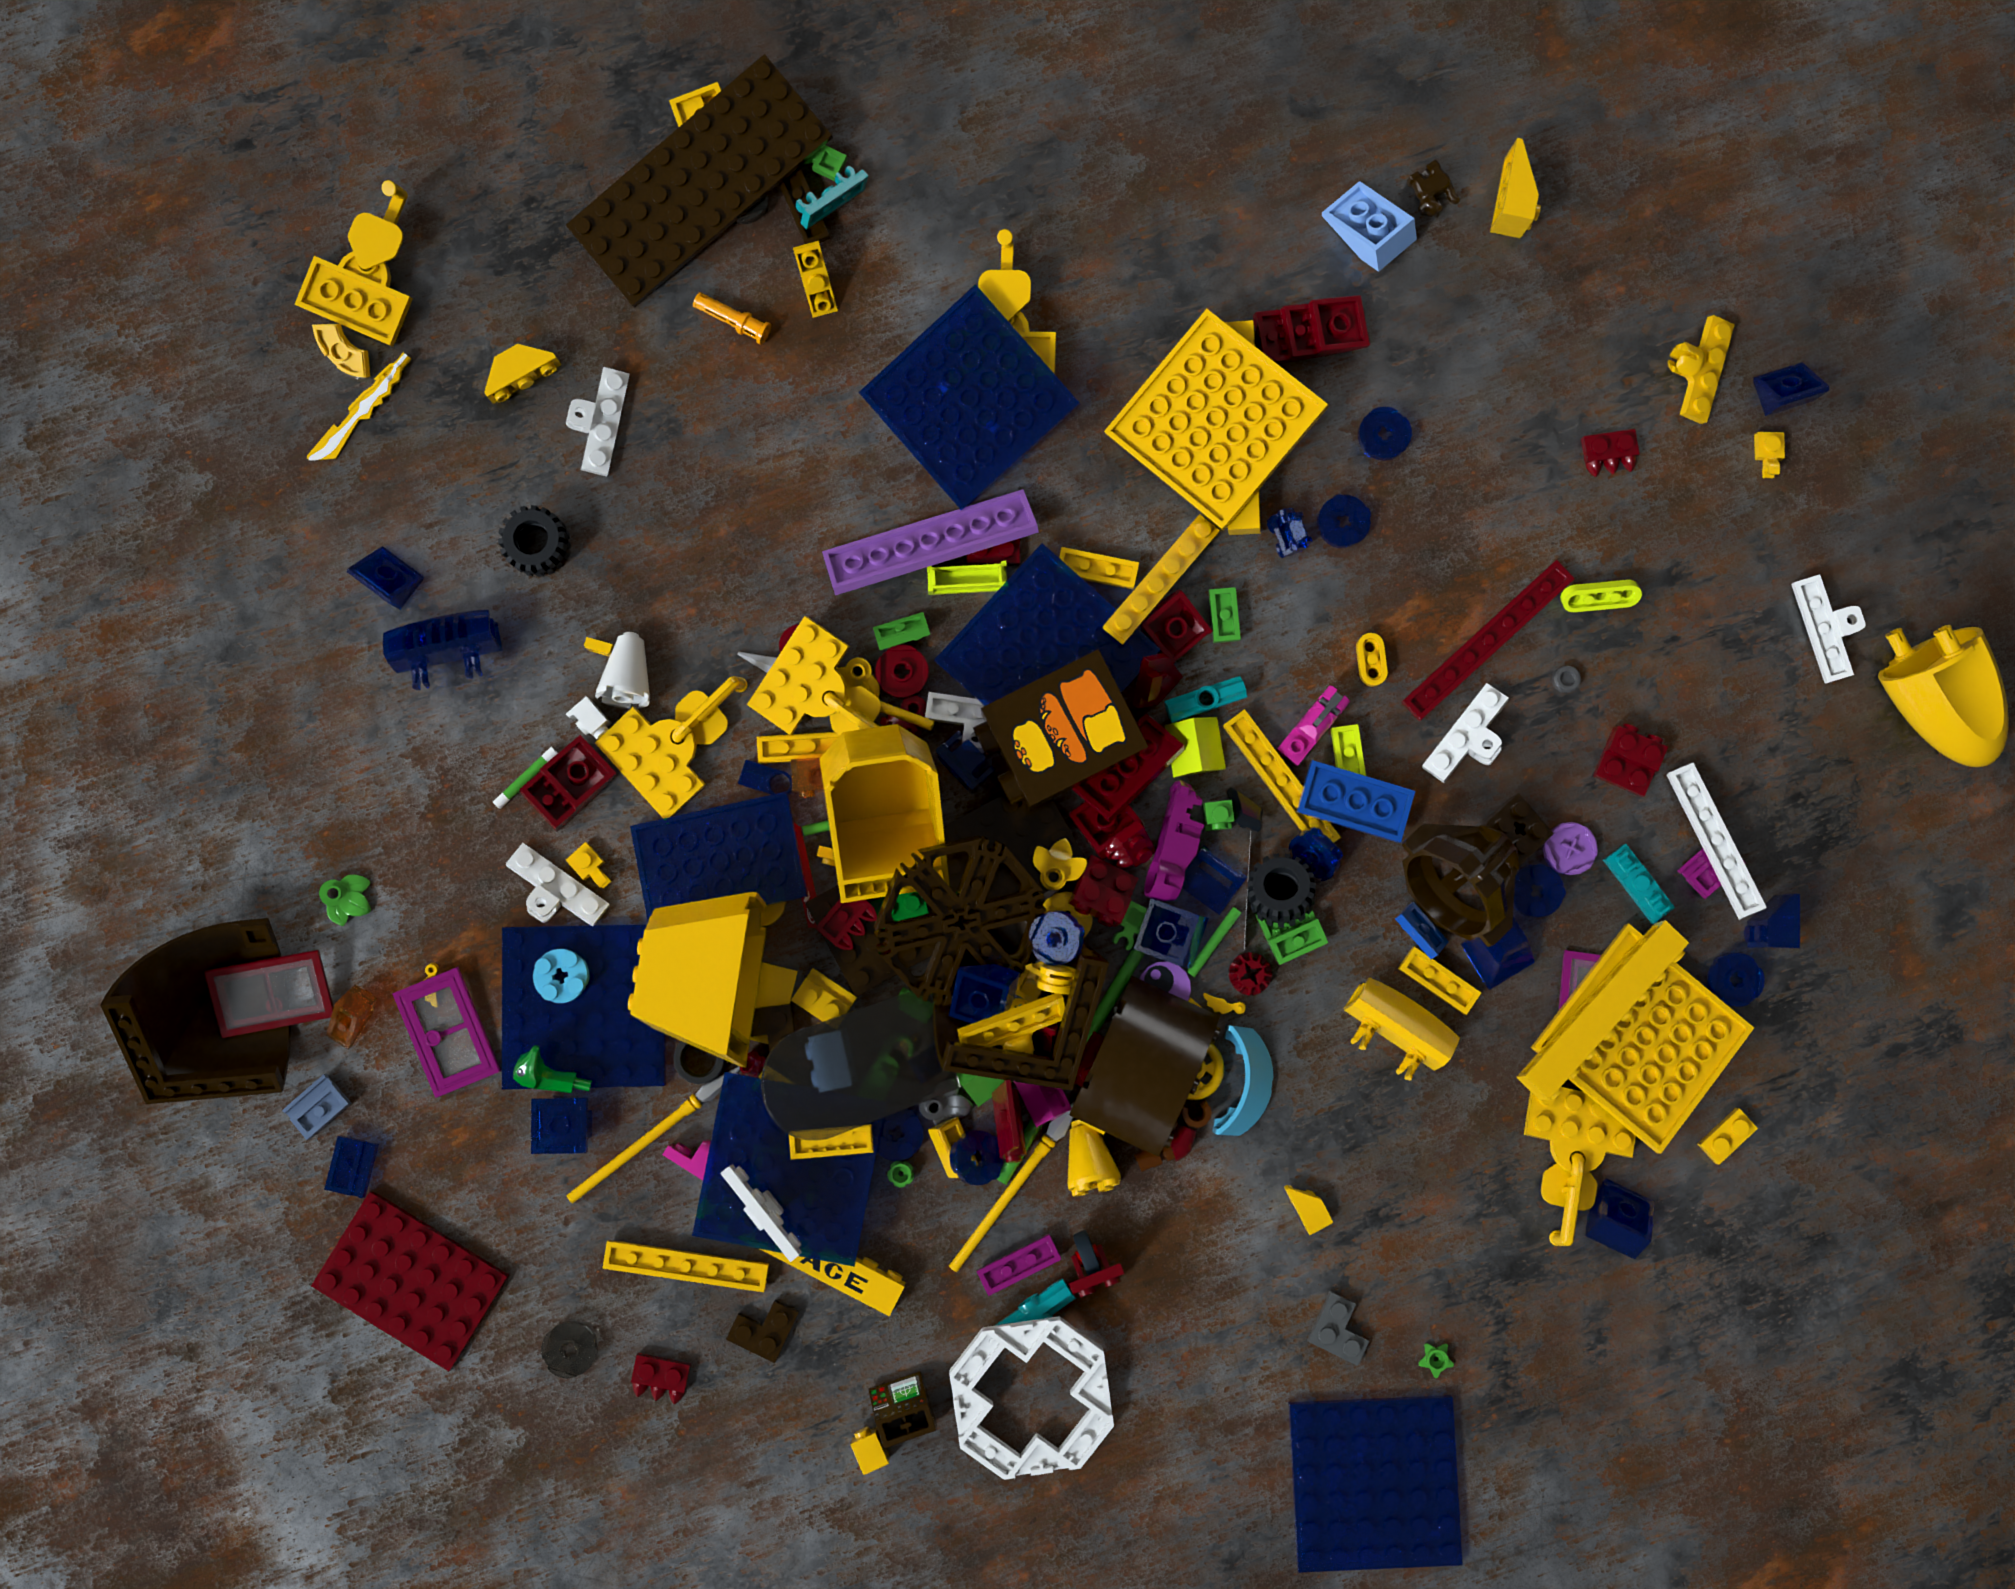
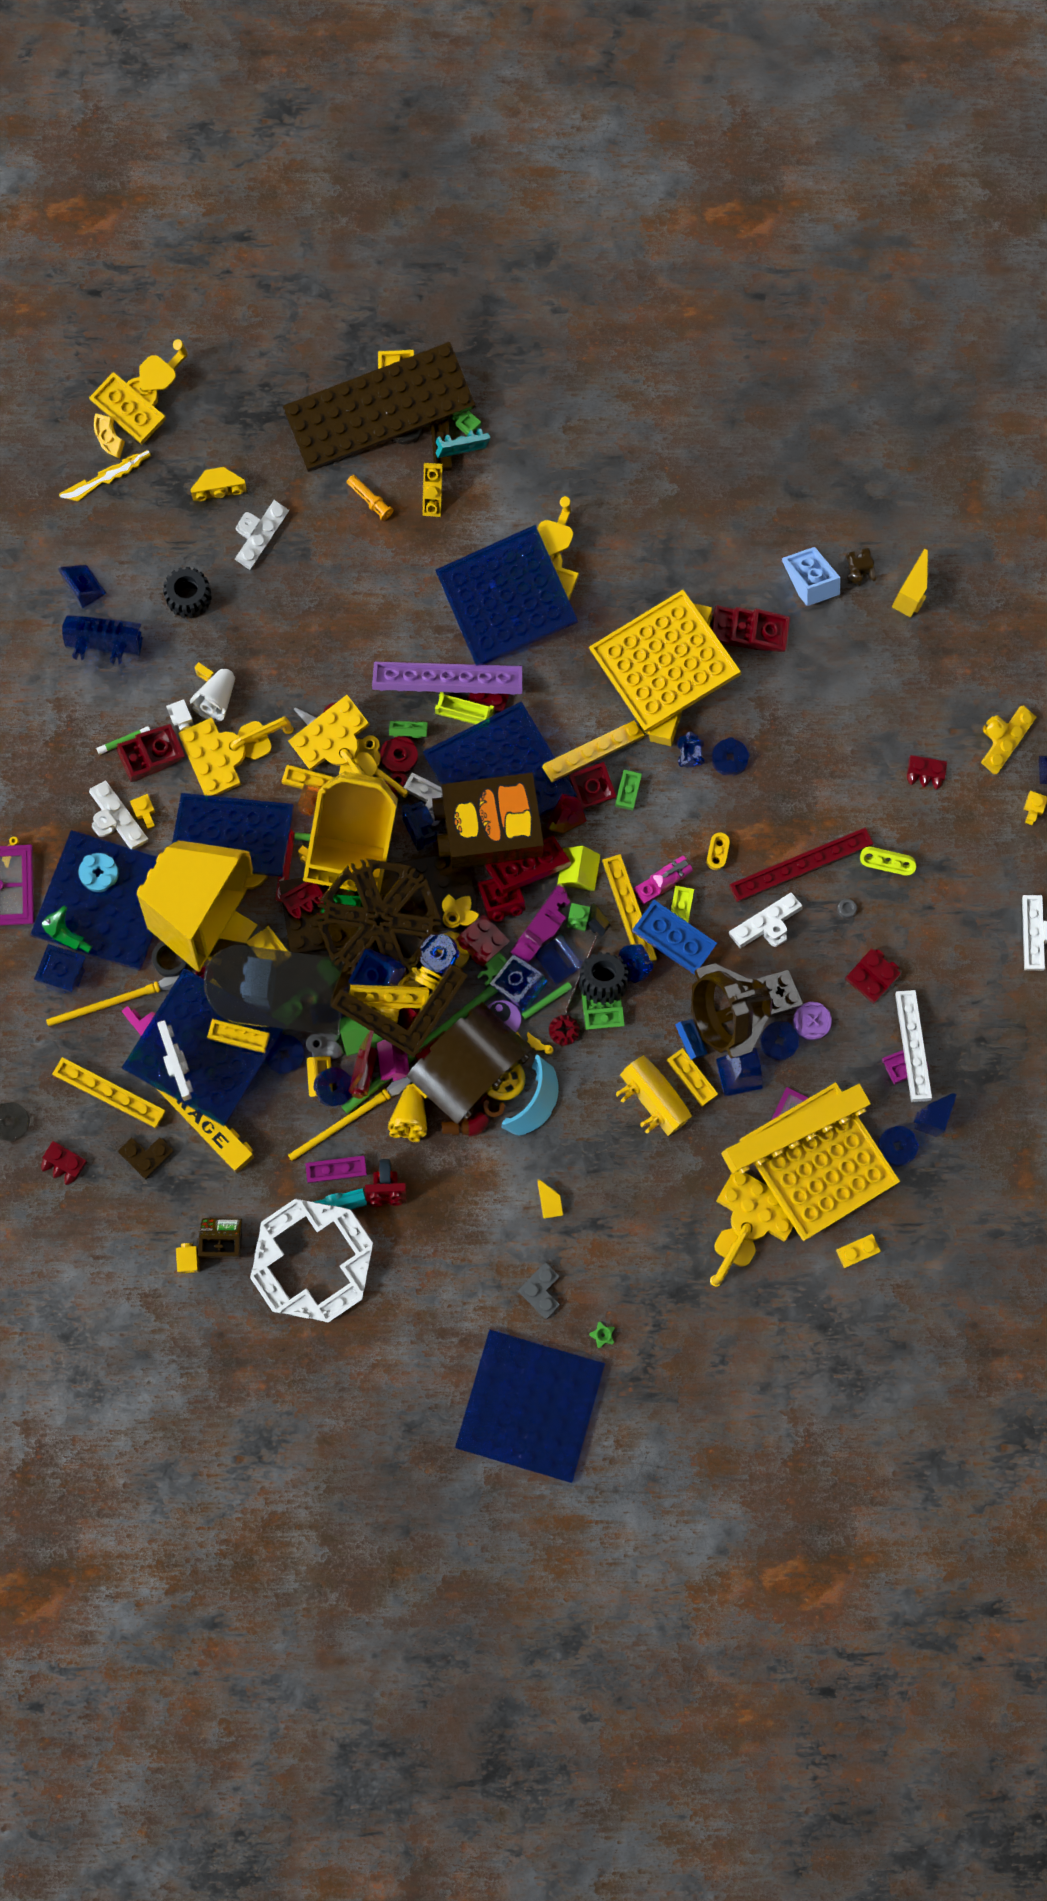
camera: 15 degrees right, 10 degrees down
(760, 777) = (279, 791): clear blue piece -> none
(906, 1168) = (272, 1081): bright green plate -> none
(1101, 568) = (555, 732): yellow plate -> none
(1131, 846) = (512, 915): dark red plate -> none
(1221, 693) = (609, 839): teal piece -> none
(1394, 422) = (767, 715): clear blue plate -> none
(1621, 1219) = (763, 1280): clear blue slope -> none
(1639, 883) = (852, 1059): teal plate -> none

